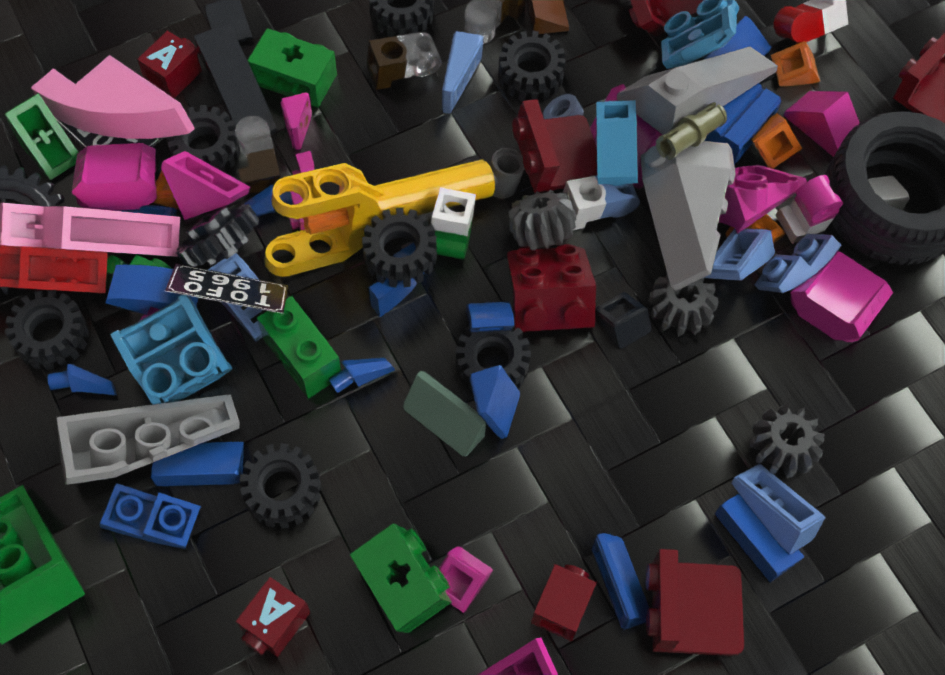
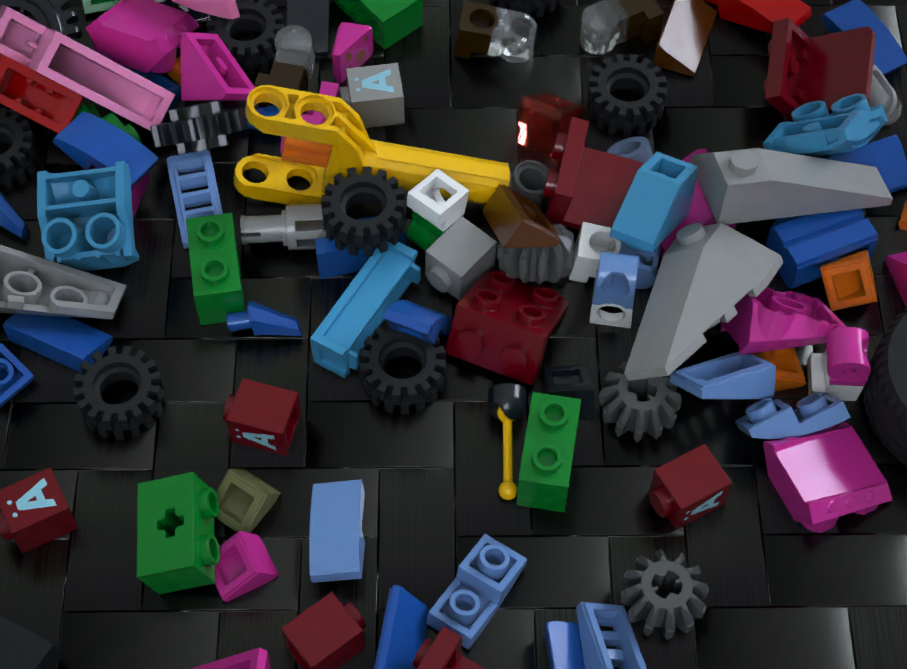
camera: 30 degrees right, 5 degrees down
(228, 288) = (171, 177): black sticker -> none
(340, 143) = (375, 94): none -> light grey brick
(340, 284) = (295, 227): none -> light grey arm
(409, 450) = (262, 416): none -> dark red brick
(432, 523) = (244, 500): none -> olive slope
(436, 322) = (362, 307): none -> dark azure container
(444, 414) = (321, 400): sand green slope -> none
(462, 63) = (549, 65): medium blue slope -> none
(485, 251) = (459, 258): none -> light grey brick
(486, 114) = (542, 117): none -> clear red slope
(495, 398) = (371, 403): blue slope -> none
(522, 202) = (518, 220): none -> reddish brown slope
(522, 513) = (336, 531): none -> medium blue slope
(588, 352) = (507, 404): none -> hinge
(619, 219) = (614, 287): none -> medium blue leg
(643, 373) = (548, 452): none -> green brick
(650, 506) = (477, 590): none -> medium blue slope
(691, 131) = (739, 221): olive pin -> none
(756, 351) = (689, 487): none -> dark red brick

